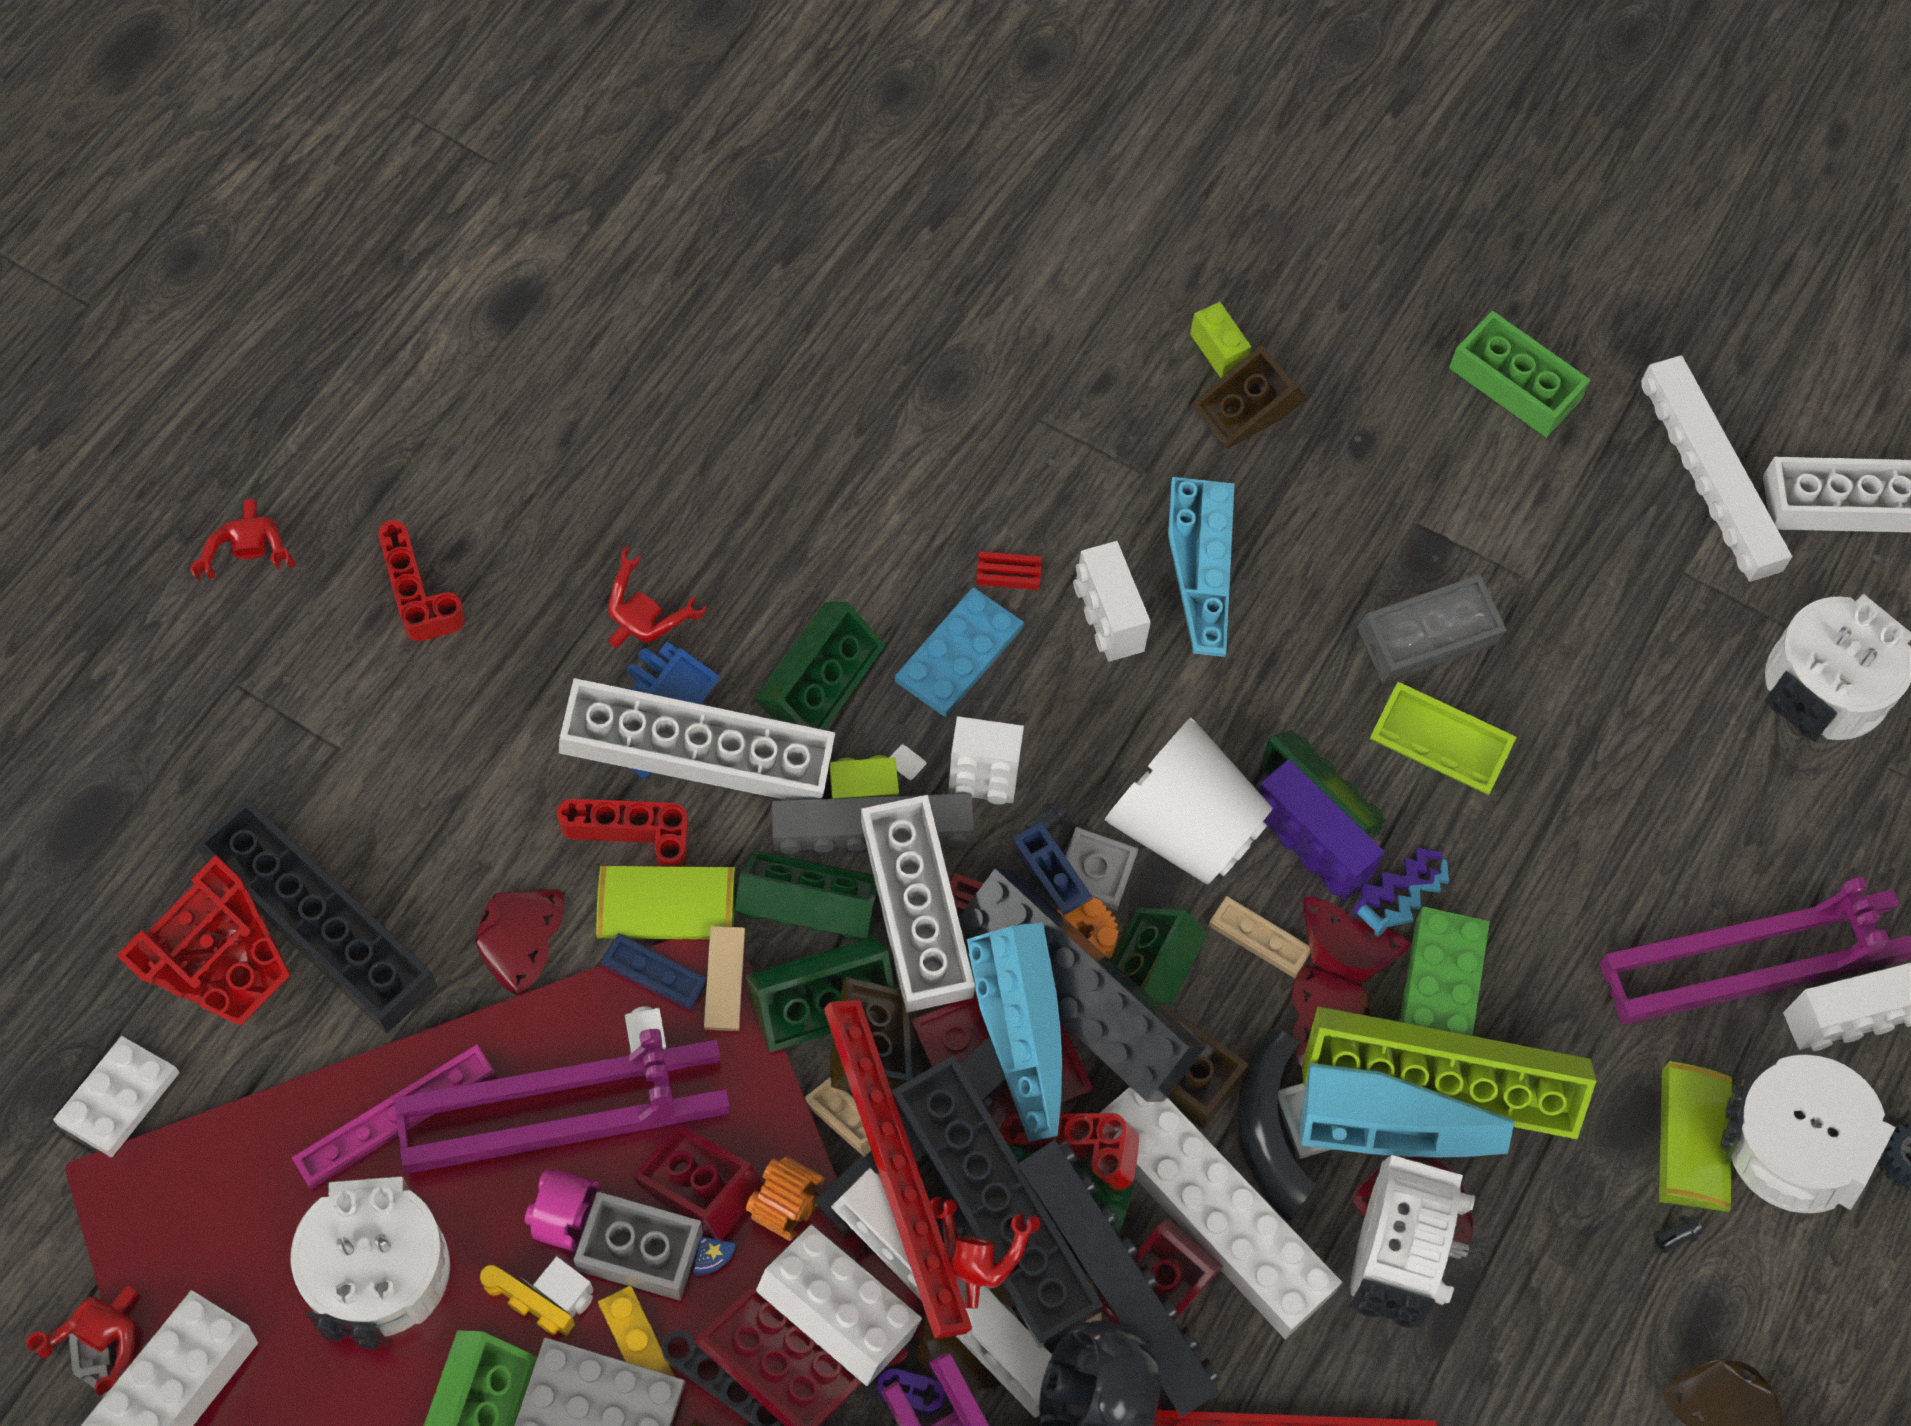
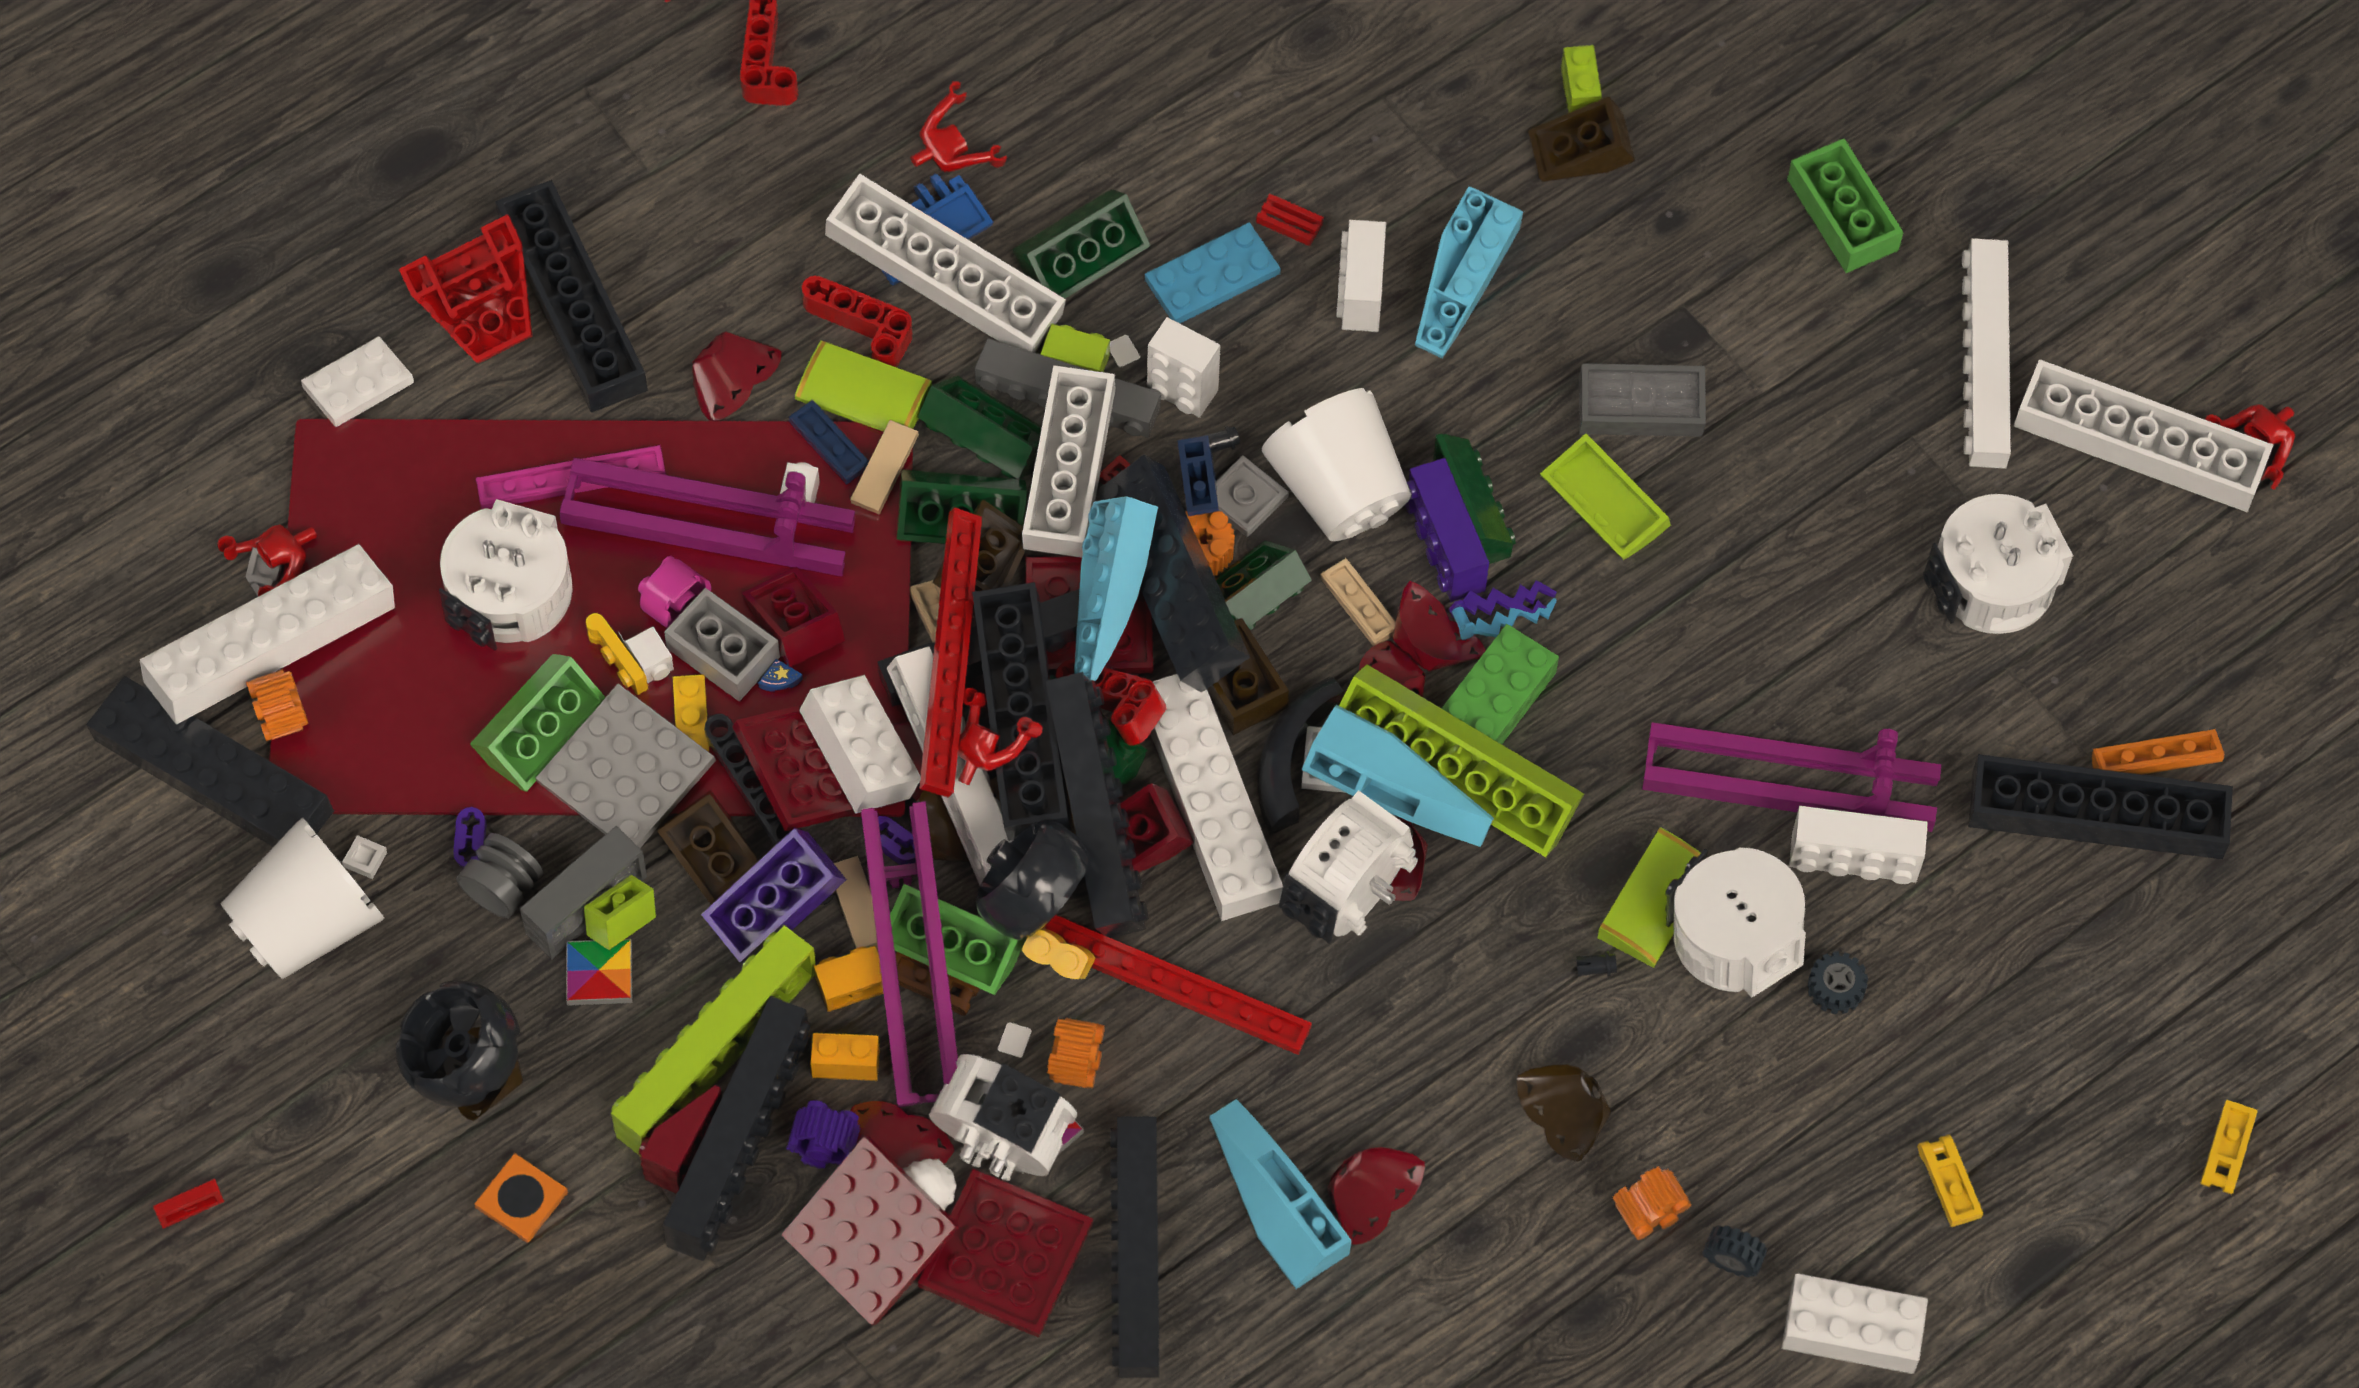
camera: 25 degrees right, 0 degrees up
(785, 1196) = (855, 648): orange brick -> none

